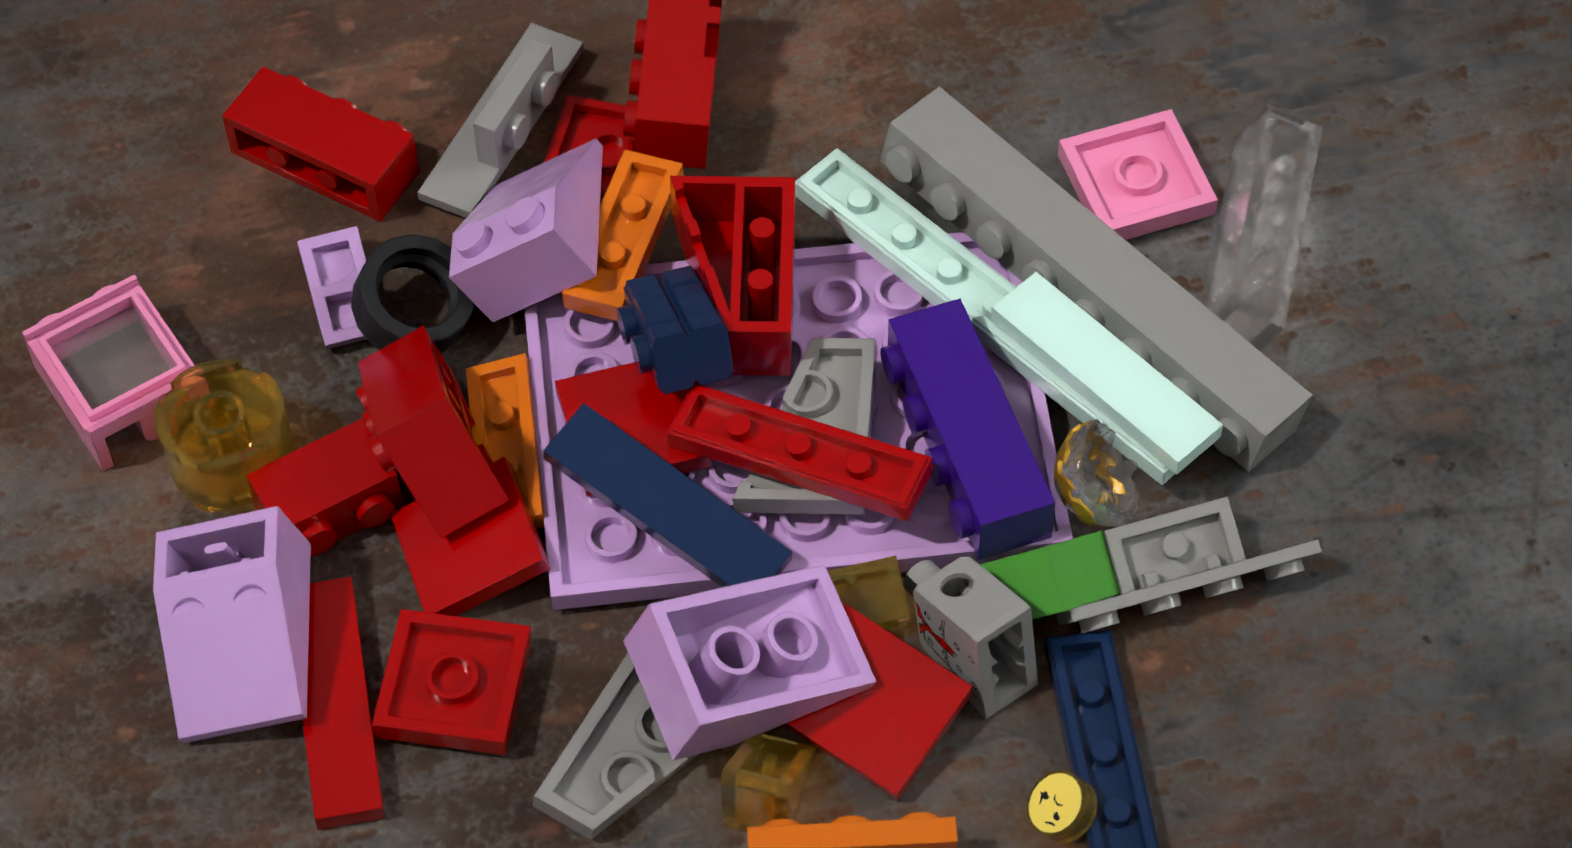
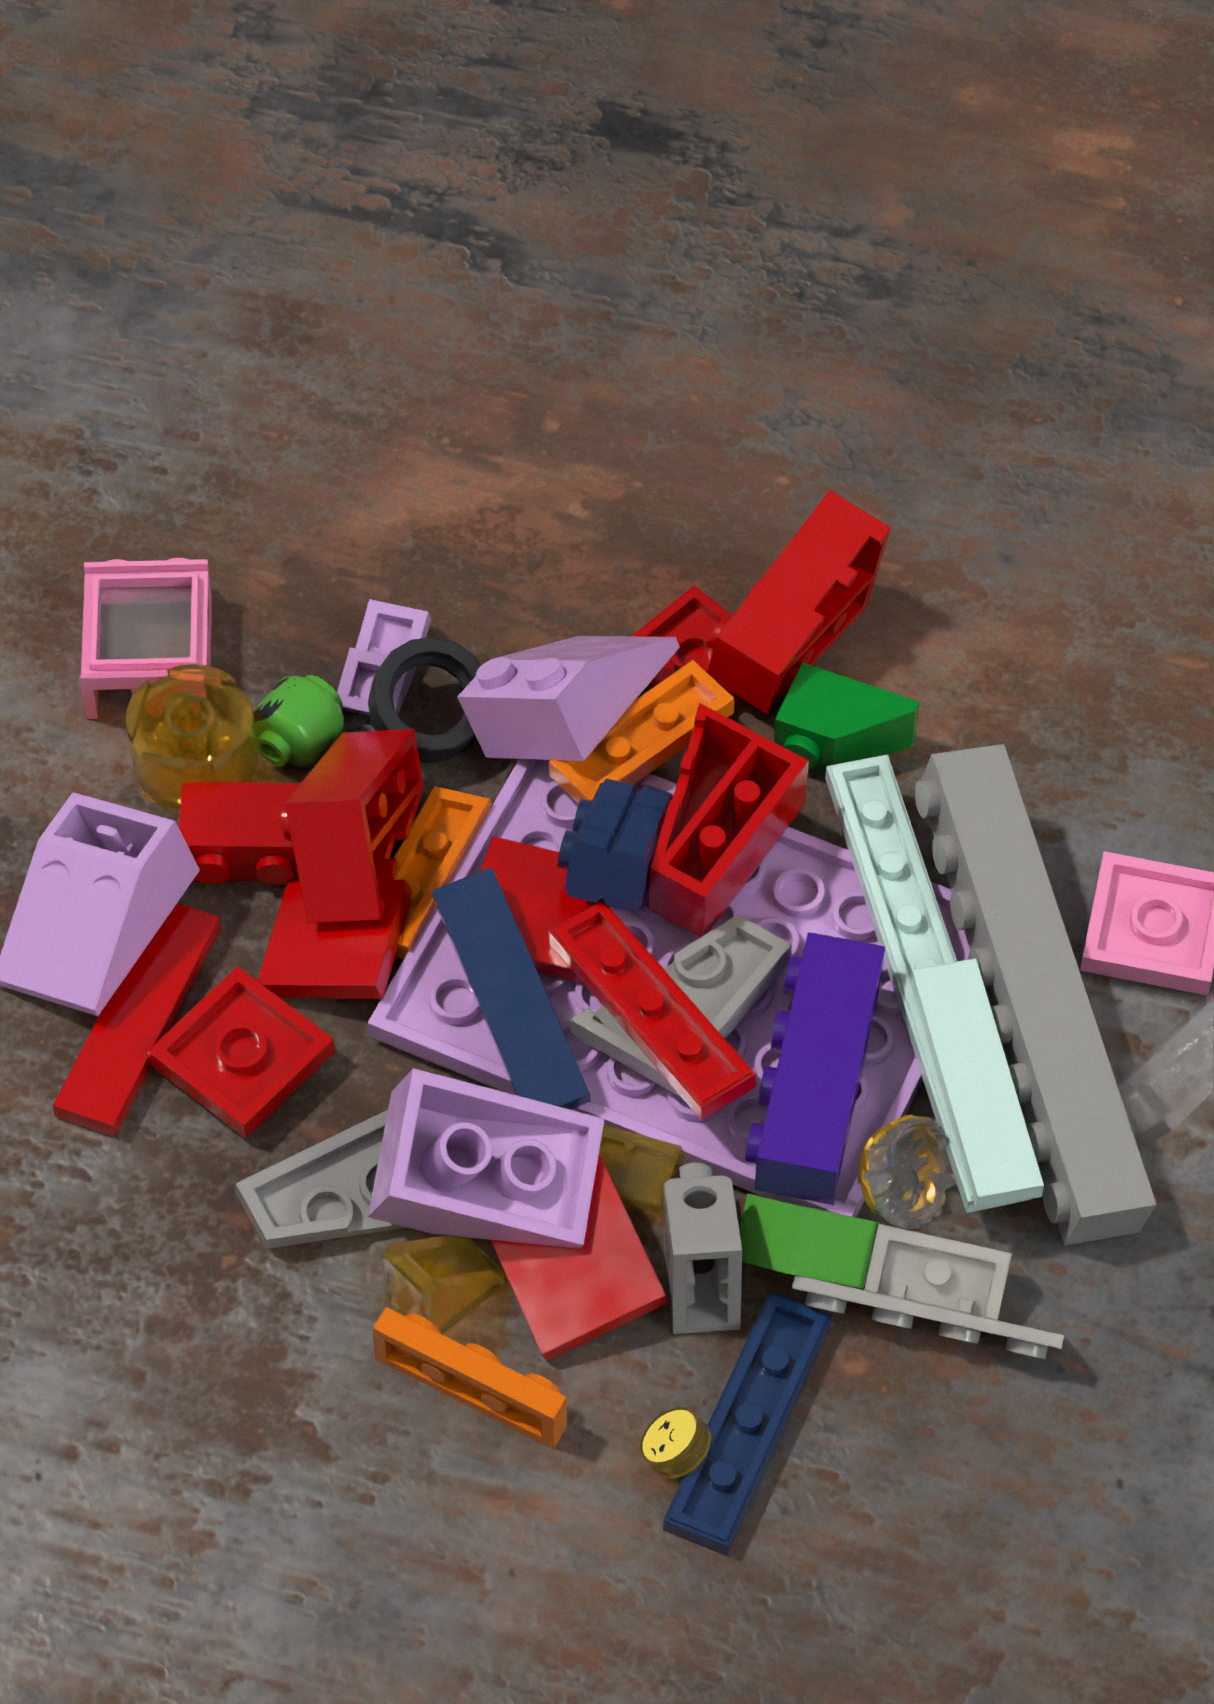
camera: 30 degrees right, 0 degrees up
(309, 371) = (298, 721): none -> bright green head
(322, 143) = (450, 522): red brick -> none
(501, 120) = (622, 578): light grey bracket -> none
(774, 136) = (842, 719): none -> green slope

